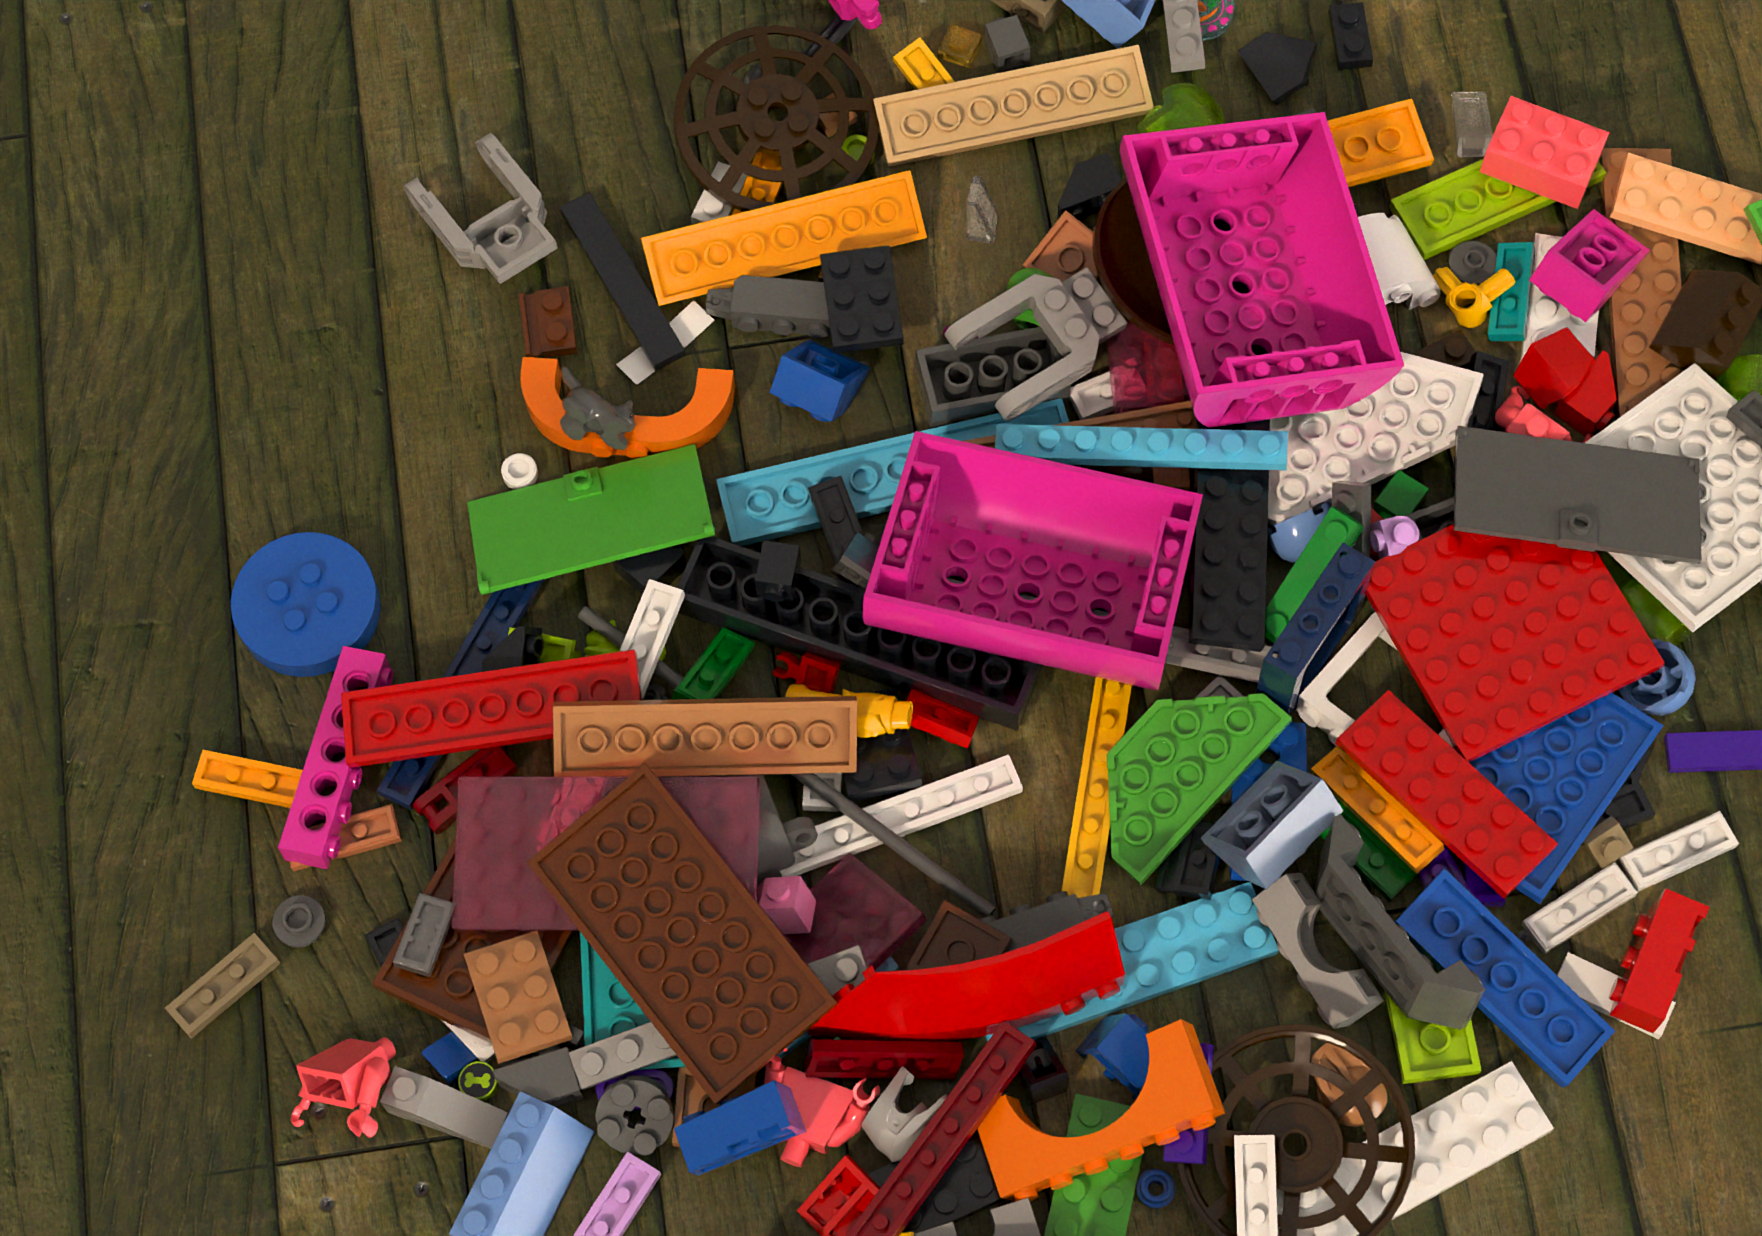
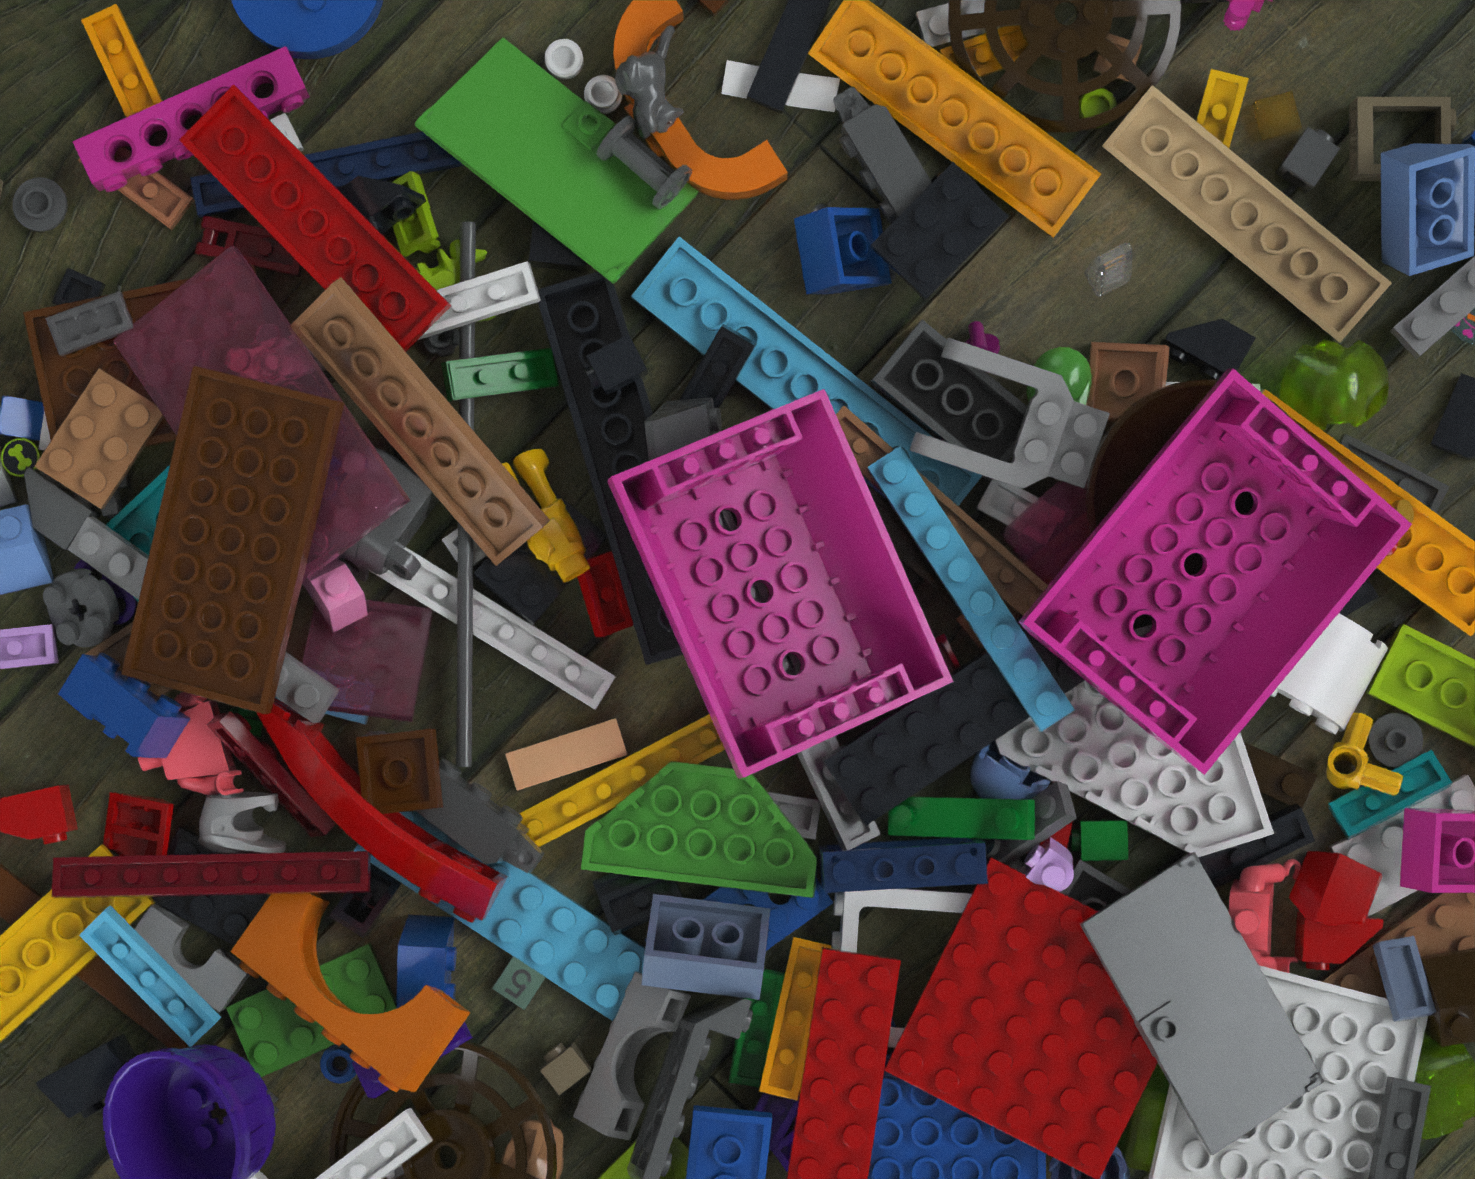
camera: 50 degrees right, 20 degrees up
(567, 460) = (603, 94): none -> white plate
(644, 455) = (644, 162): none -> dark grey hose
(812, 671) = (564, 454): red plate -> none
(1040, 838) = (566, 754): none -> light nougat tile
(1194, 1000) = (518, 983): none -> sand green tile
(1288, 1006) = (565, 1066): none -> dark tan plate
(1658, 363) = (1404, 978): none -> sand blue tile

